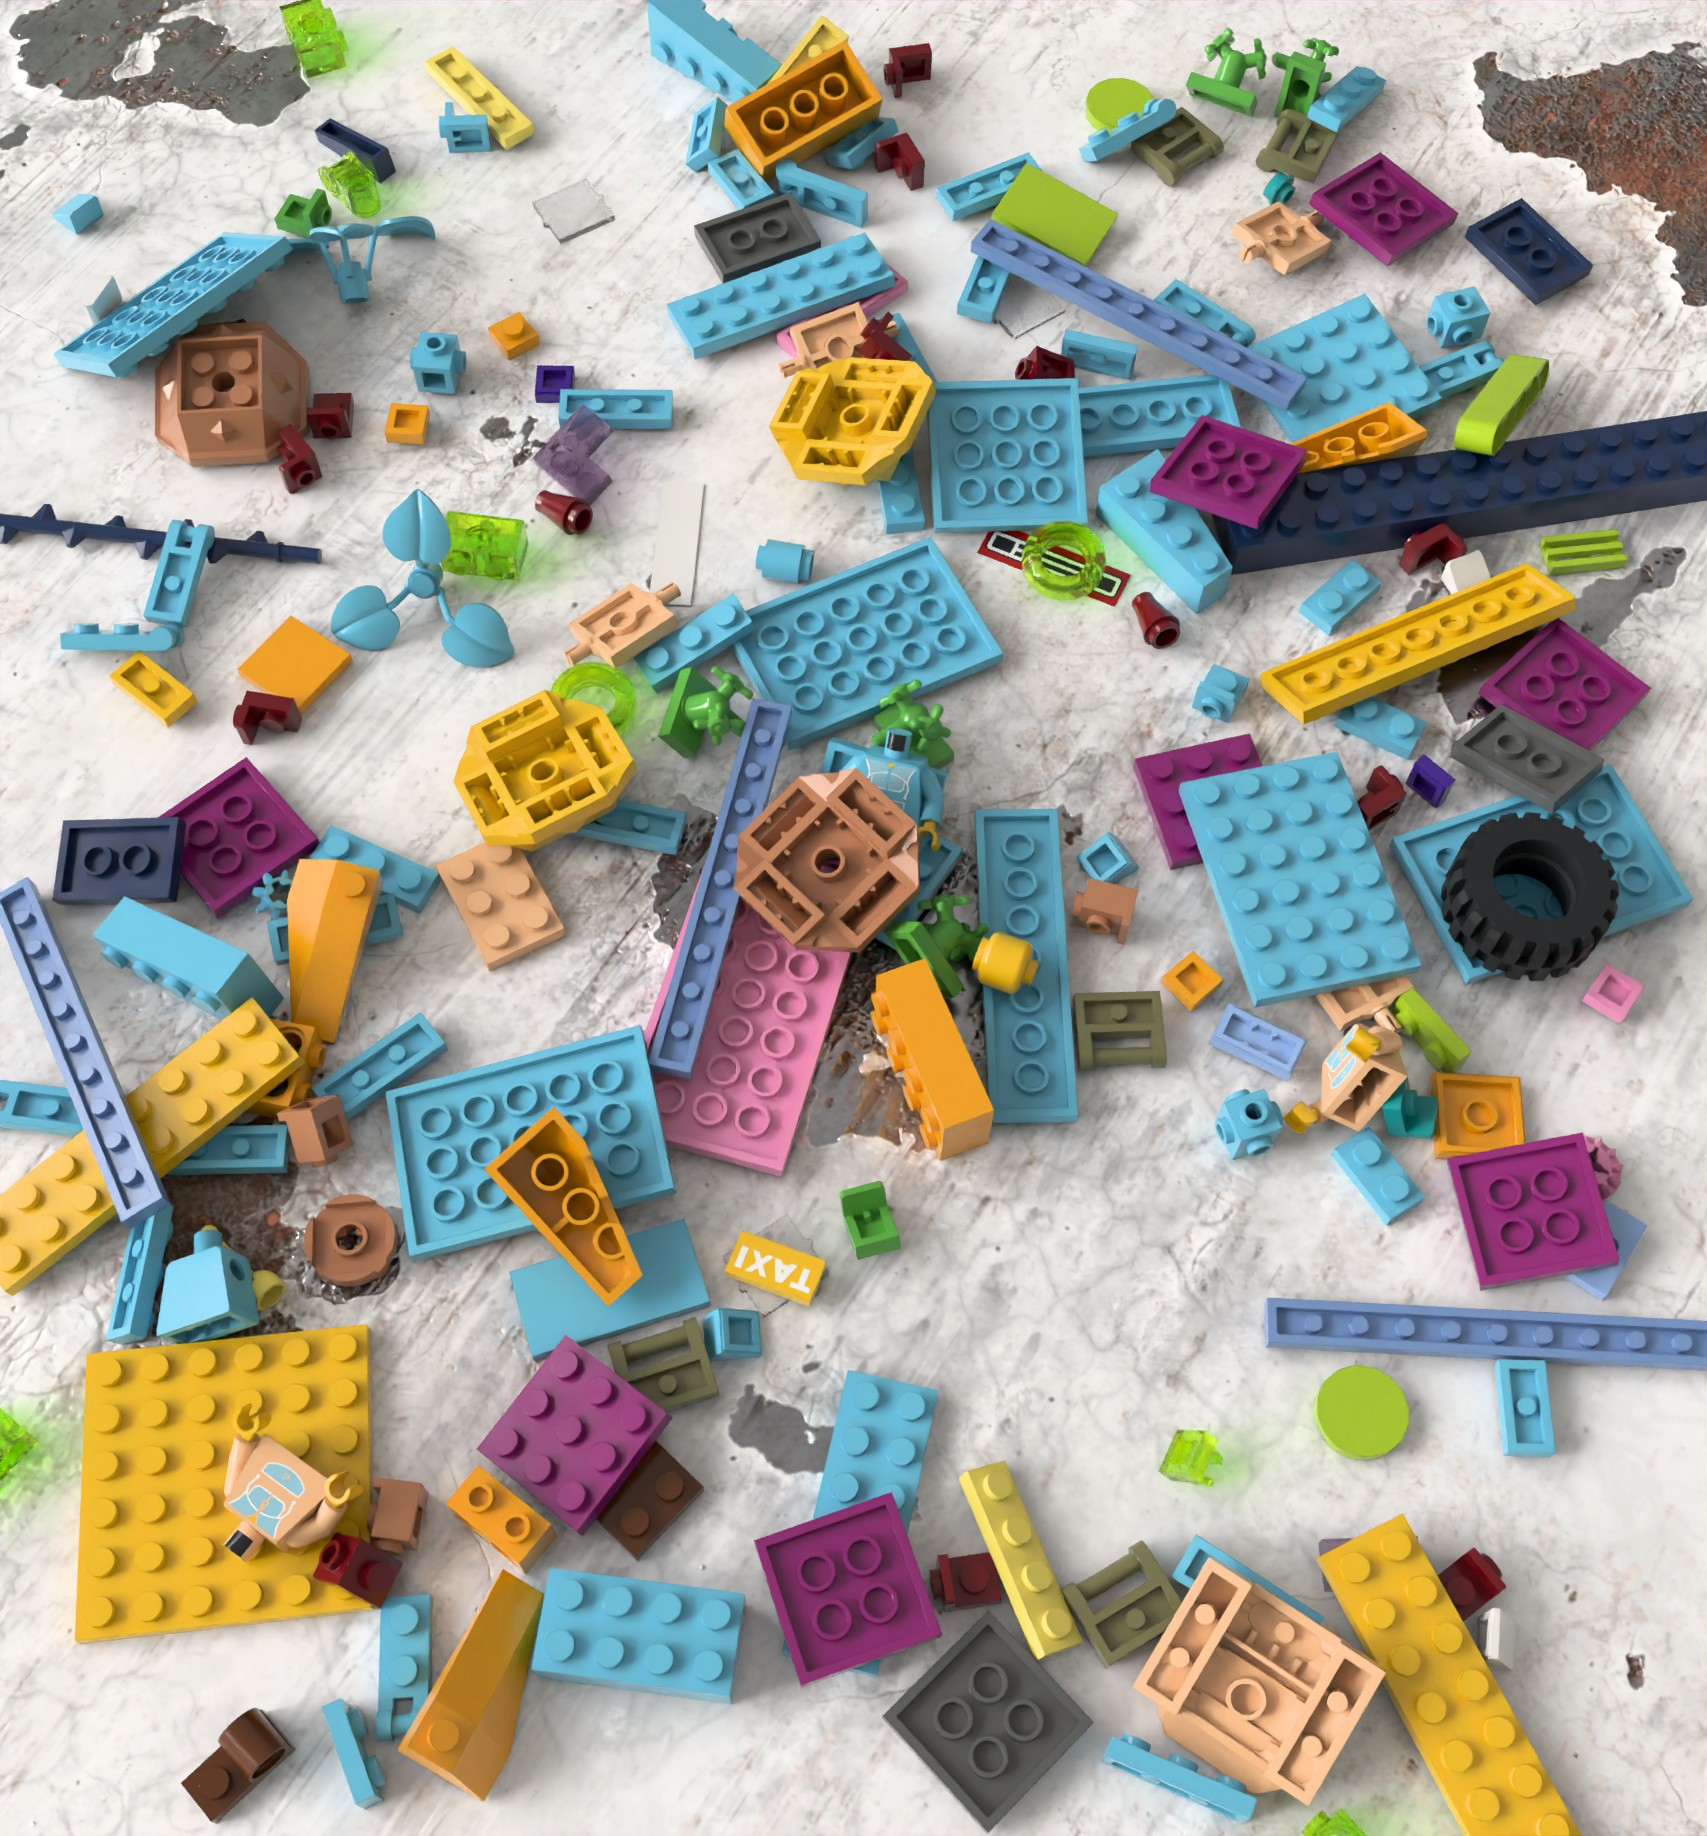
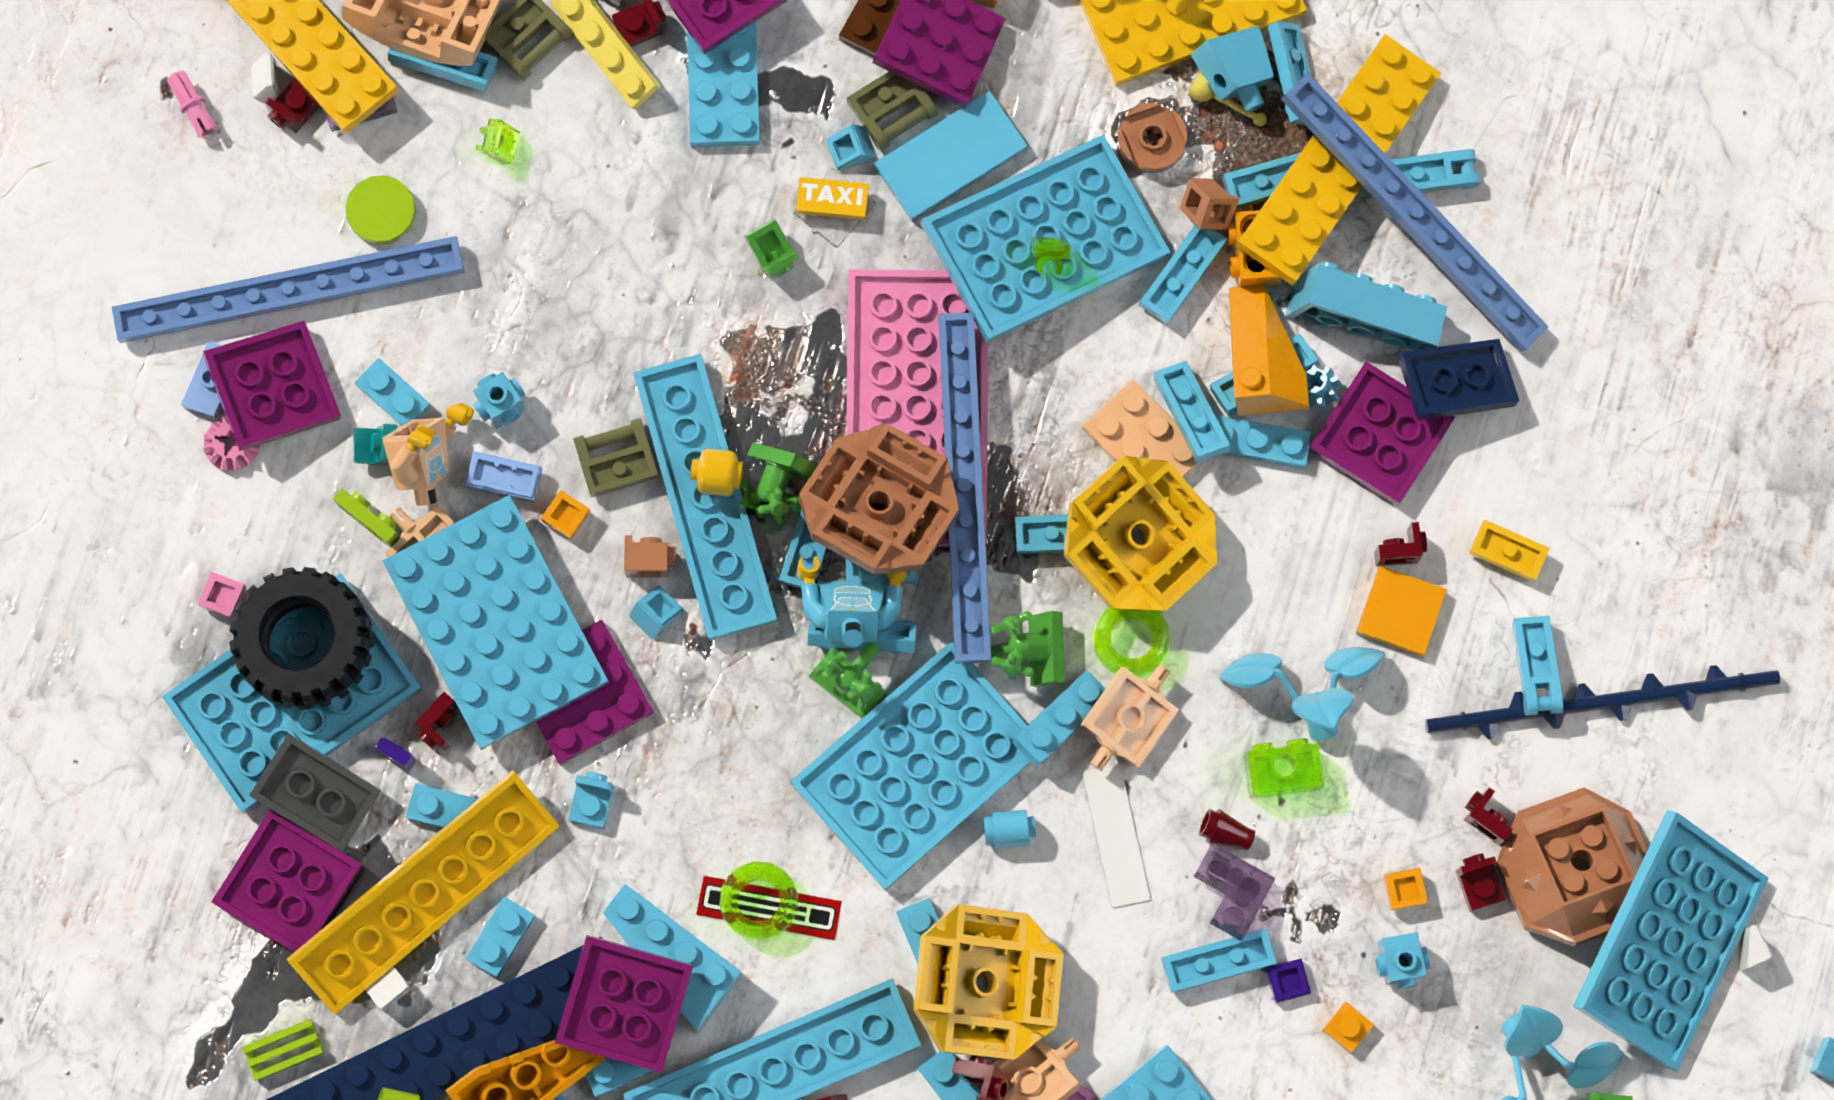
camera: 165 degrees right, 15 degrees up
(123, 637) = (1556, 587): medium azure plate -> none
(434, 903) = (1191, 412): none -> medium azure plate
(526, 1102) = (1050, 249): none -> clear neon green tile
(564, 1197) = (998, 180): light orange wedge -> none
(932, 1060) = (755, 377): light orange brick -> none
(1006, 455) = (836, 991): medium azure plate -> none
(1157, 624) = (663, 859): dark red cone -> none
(1433, 544) = (432, 1005): dark red bracket -> none
(1476, 1113) = (320, 463): light orange tile -> none
(1524, 1408) = (262, 240): medium azure plate -> none
(1604, 1627) = (192, 104): none -> bright pink axle

